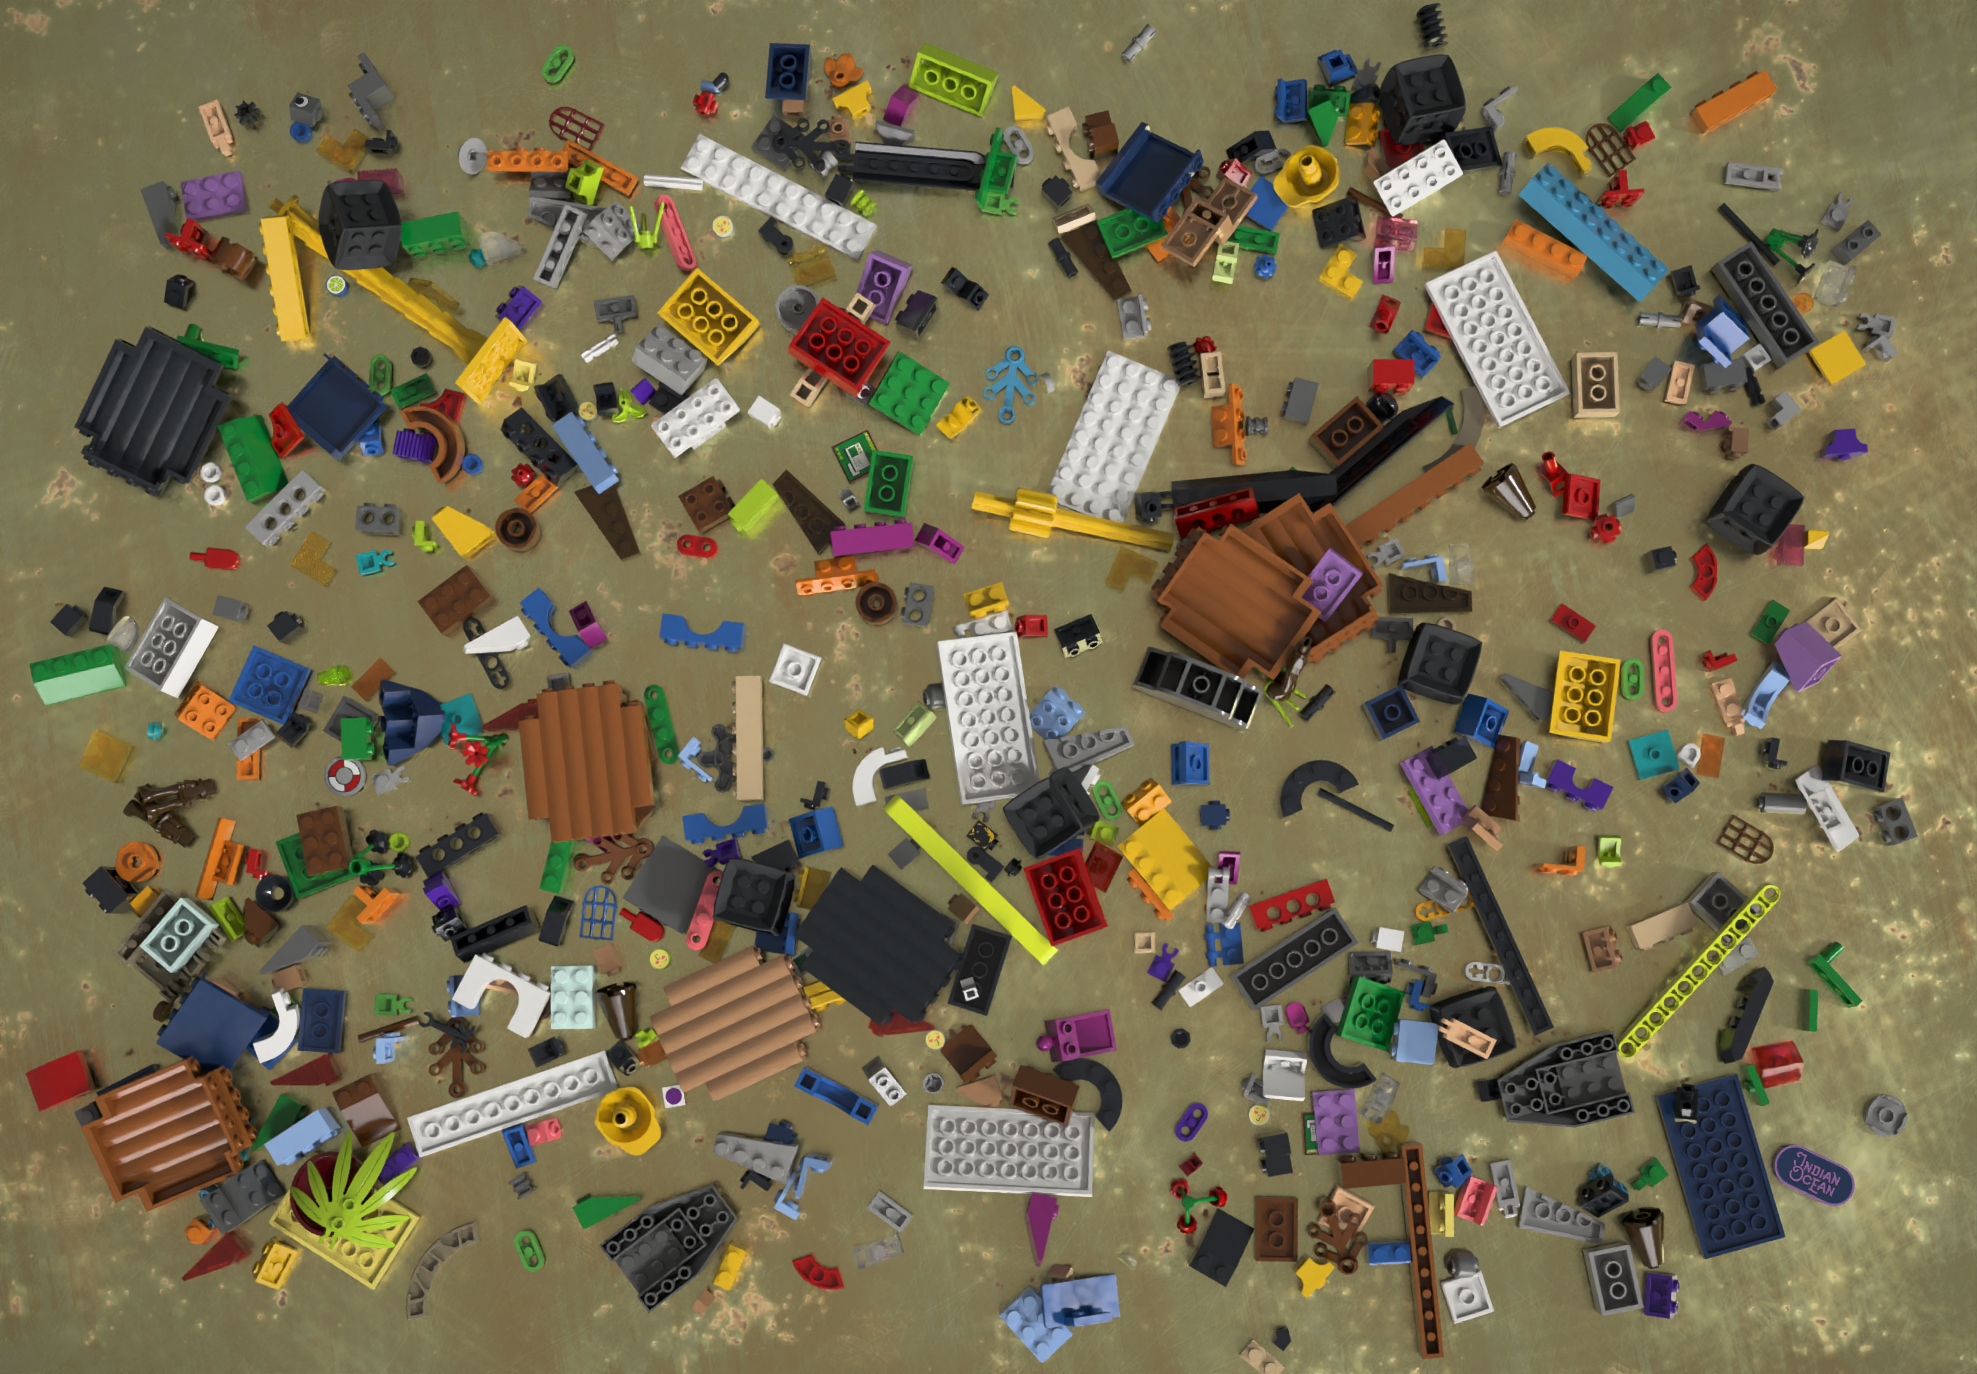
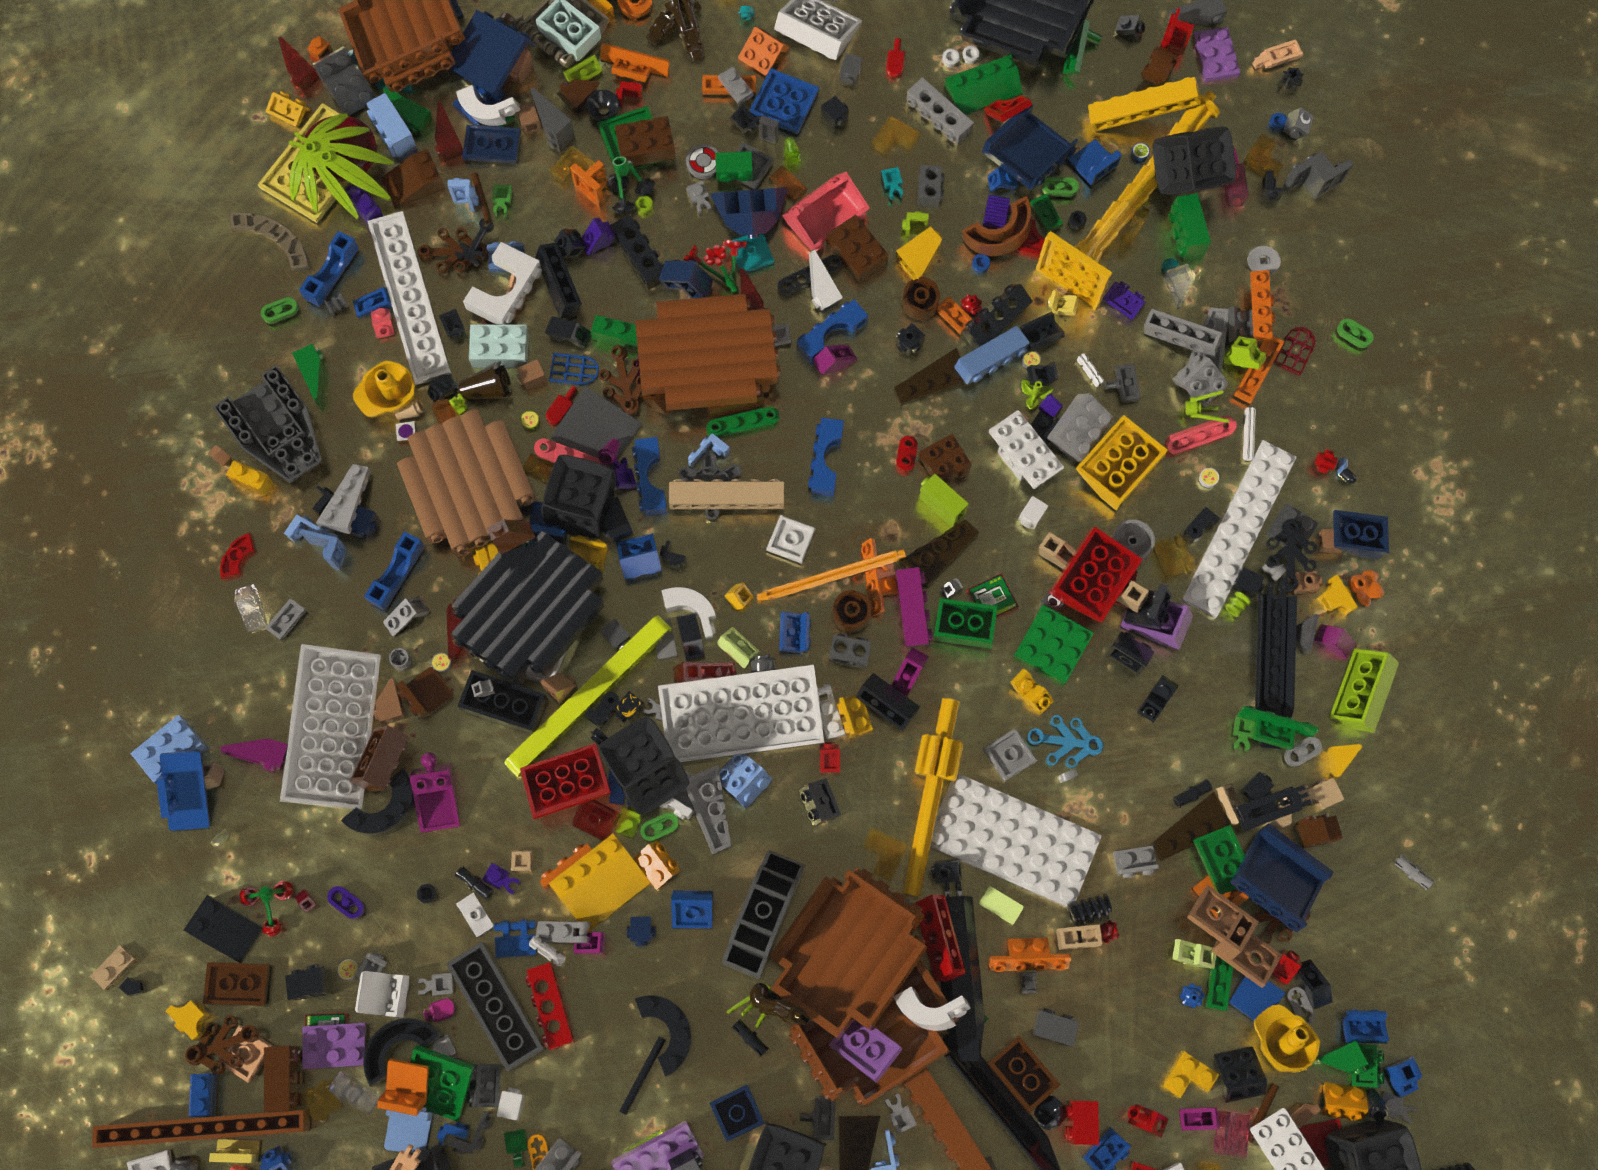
camera: 85 degrees right, 10 degrees down
(349, 336) = (1094, 161): none -> blue bracket
(408, 636) = (825, 210): none -> coral windscreen
(469, 1189) = (319, 285): none -> blue arch
(493, 789) = (686, 277): none -> dark blue brick
(561, 538) = (910, 340): none -> black brick
(649, 1089) = (411, 410): none -> tan cone
(700, 867) = (609, 452): none -> magenta cone
(800, 967) = (510, 534): none -> reddish brown slope
(837, 625) = (831, 575): none -> light orange piece
(873, 288) = (1153, 610): none -> black bracket
(898, 663) = (794, 632): none -> blue bracket
(944, 761) = (702, 670): none -> clear red slope
(973, 565) = (887, 701): none -> black brick
(1025, 441) = (1010, 754): none -> light grey tile
(1082, 185) = (1265, 810): none -> black hinge
(1179, 452) = (1001, 905): none -> yellowish green slope
(1293, 534) = (930, 1018): none -> white arch
(1377, 1044) = (405, 1087): none -> orange bracket

